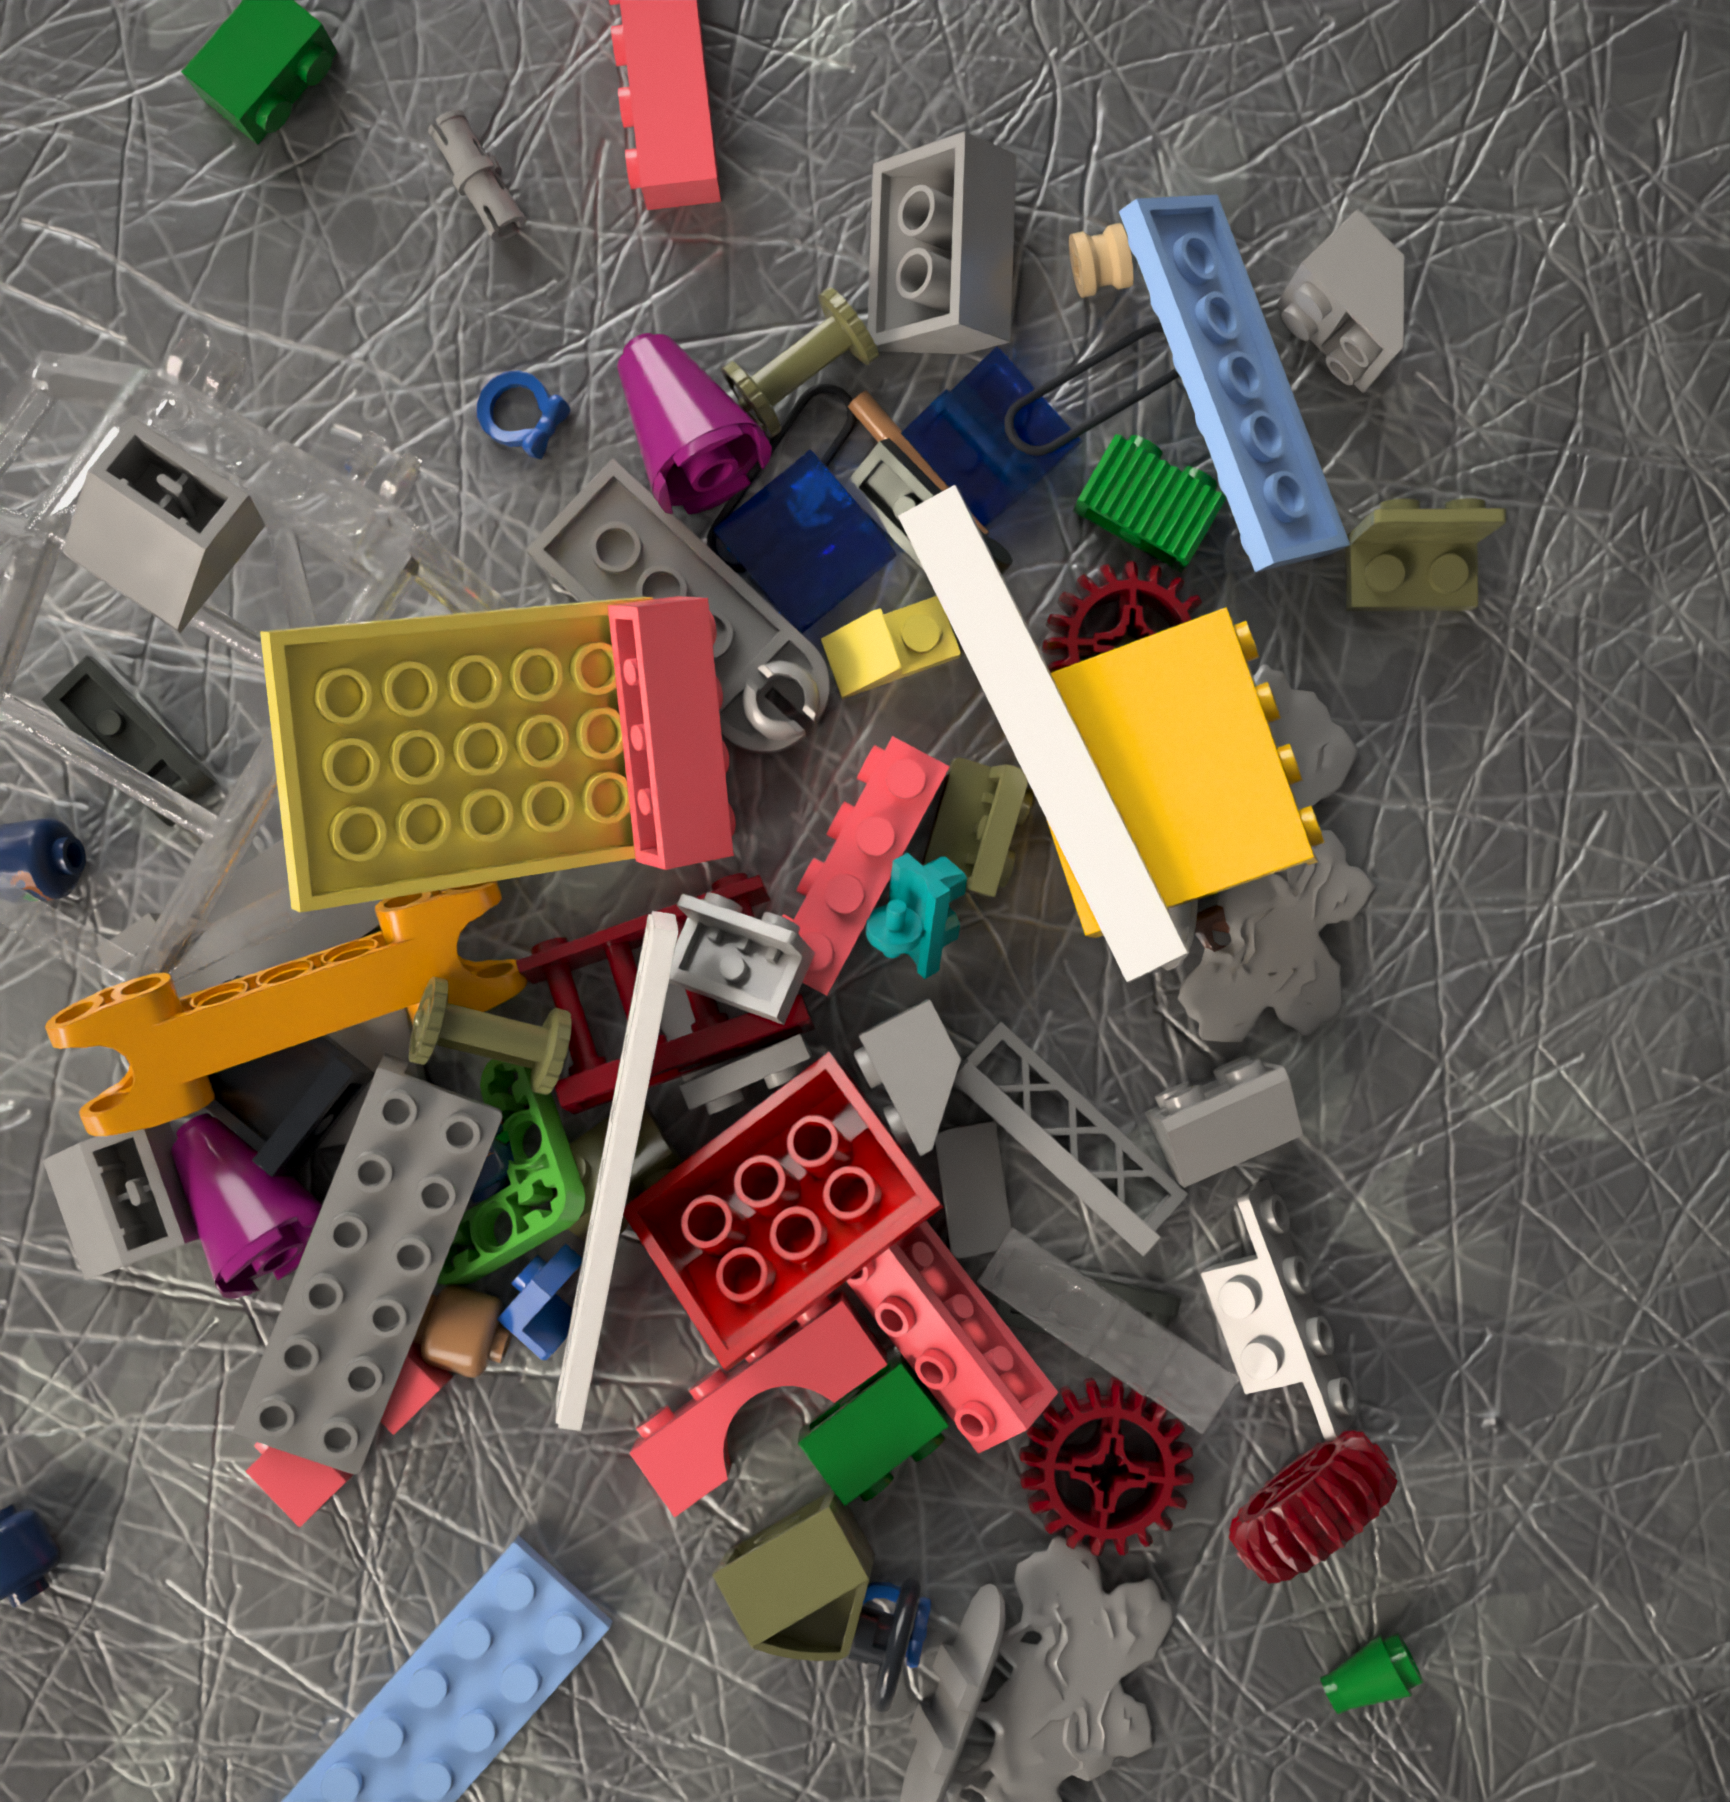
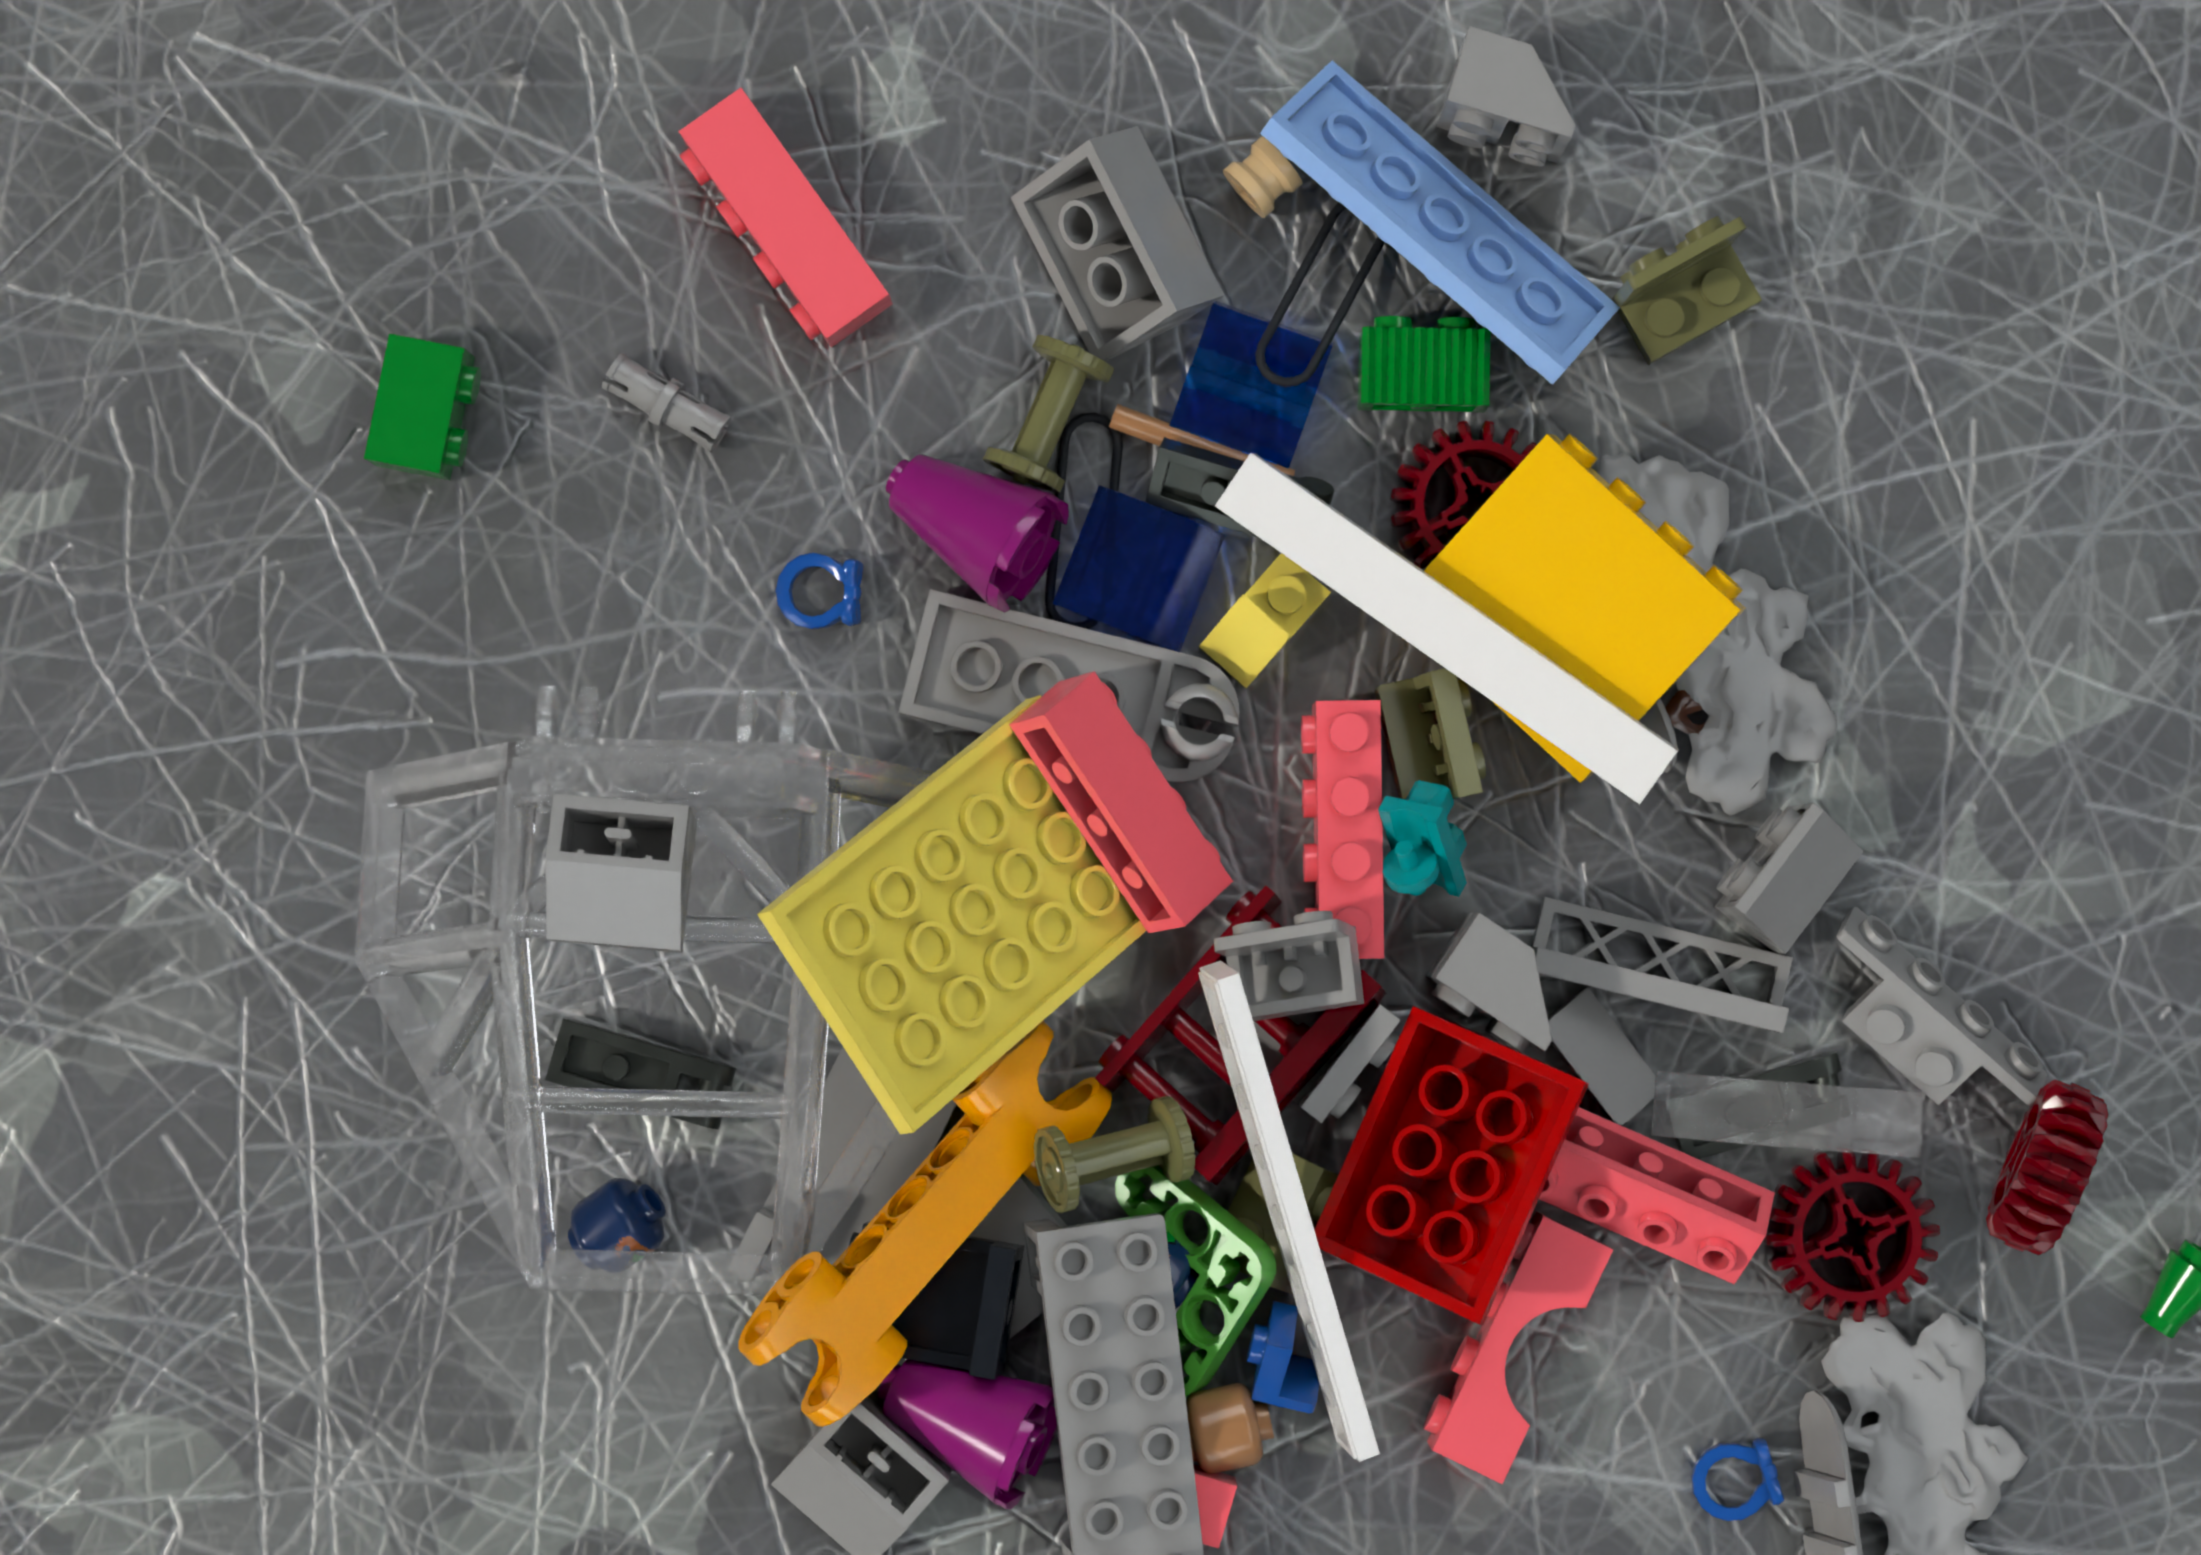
camera: 25 degrees left, 0 degrees up
(804, 1590) = (1653, 1483): olive piece -> none
(874, 1431) = (1633, 1316): green brick -> none

